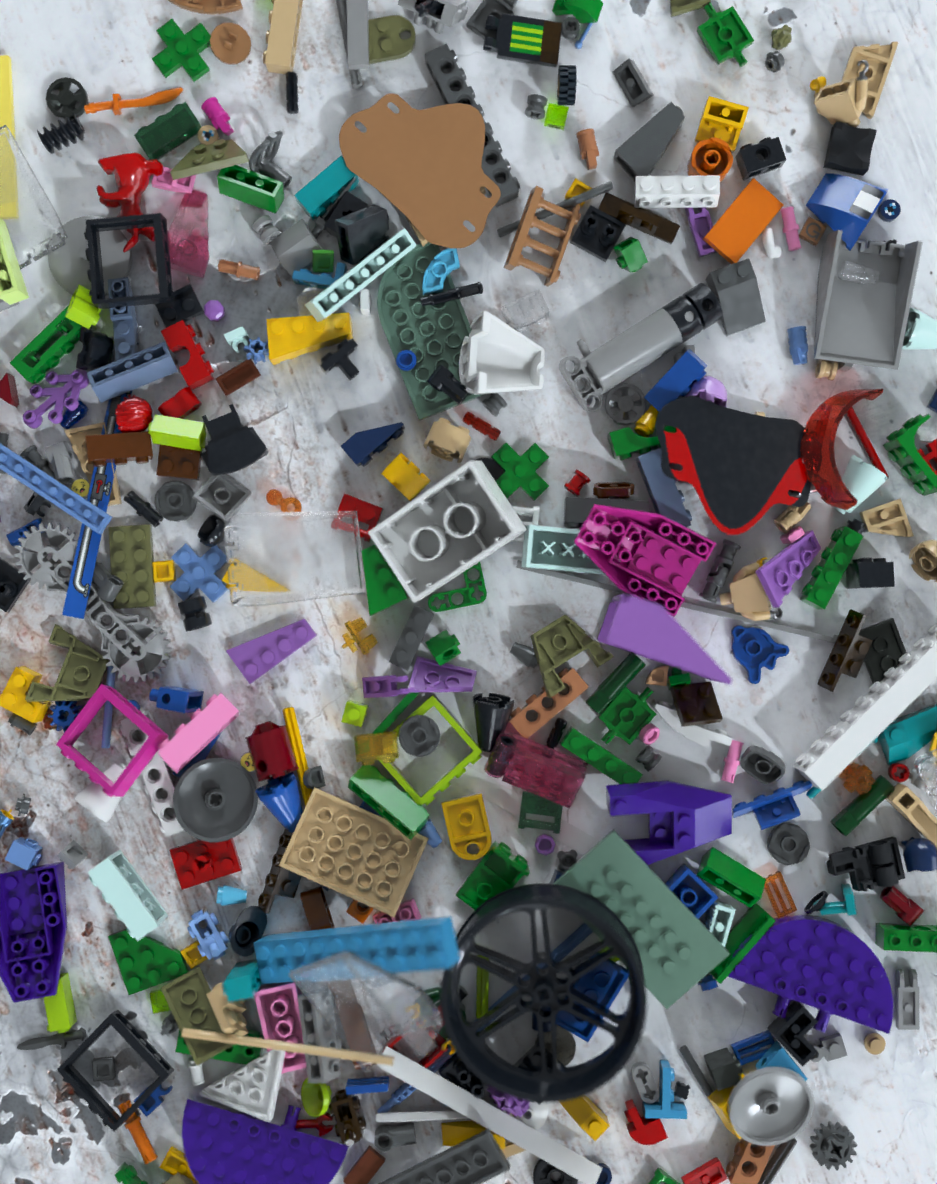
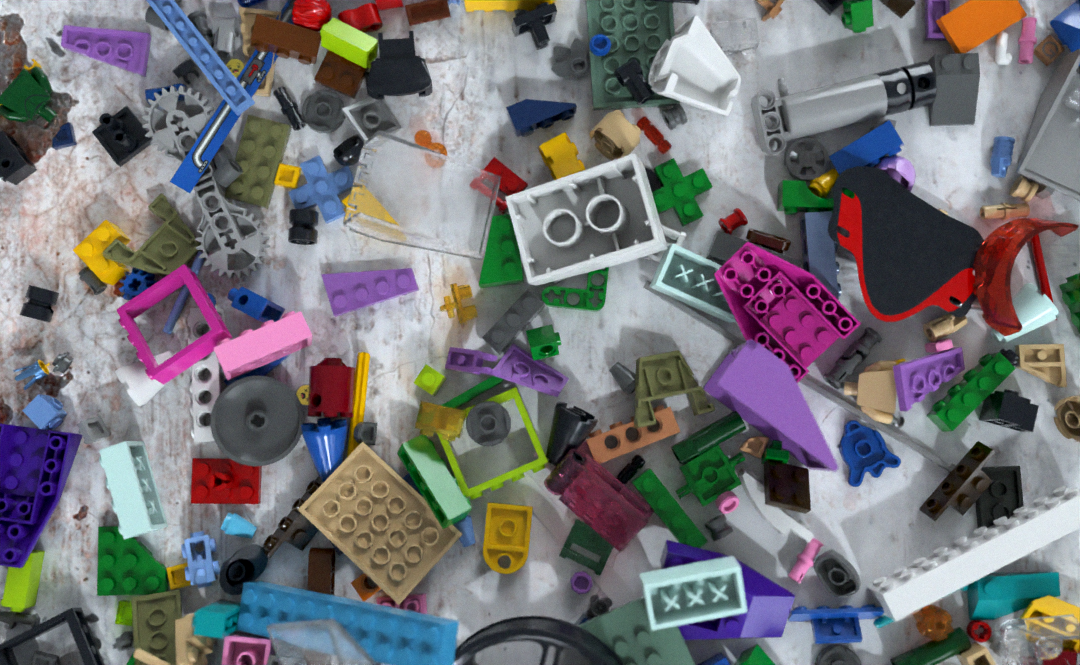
camera: 20 degrees right, 5 degrees down
(382, 378) = (569, 58): none -> dark grey plate
(492, 875) = (518, 595): green bracket -> none
(642, 825) = (693, 592): none -> light aqua brick
(815, 394) = (1004, 211): none -> tan pin

